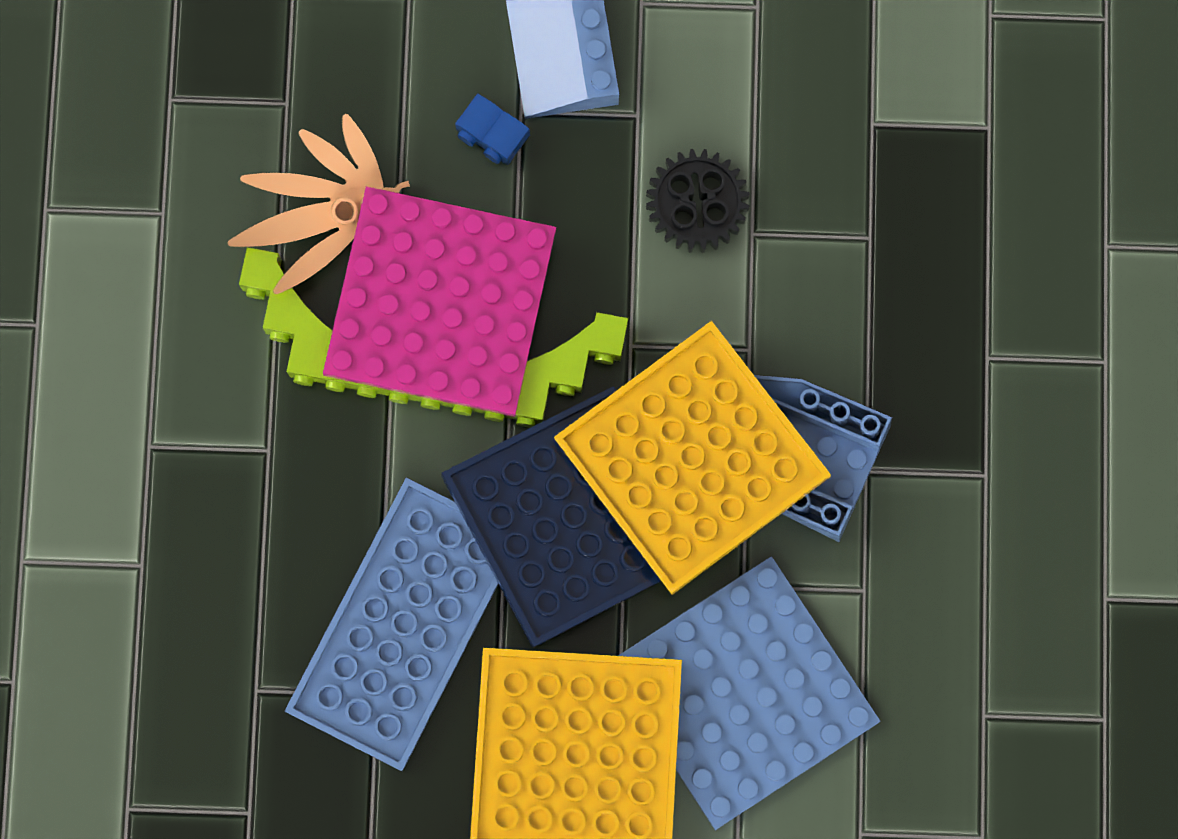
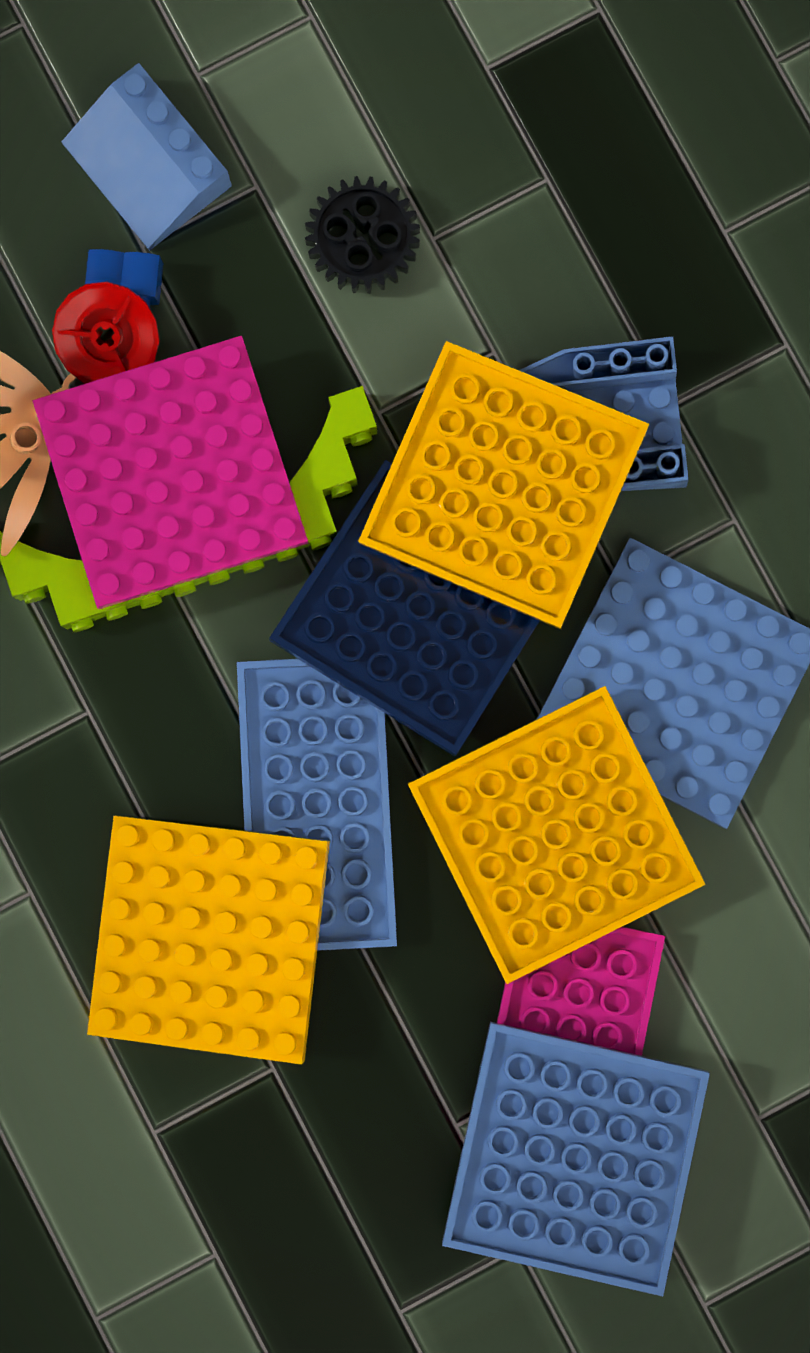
camera: 25 degrees left, 5 degrees up
(259, 680) = (208, 939): none -> yellow plate
(448, 143) = (107, 306): none -> red piece

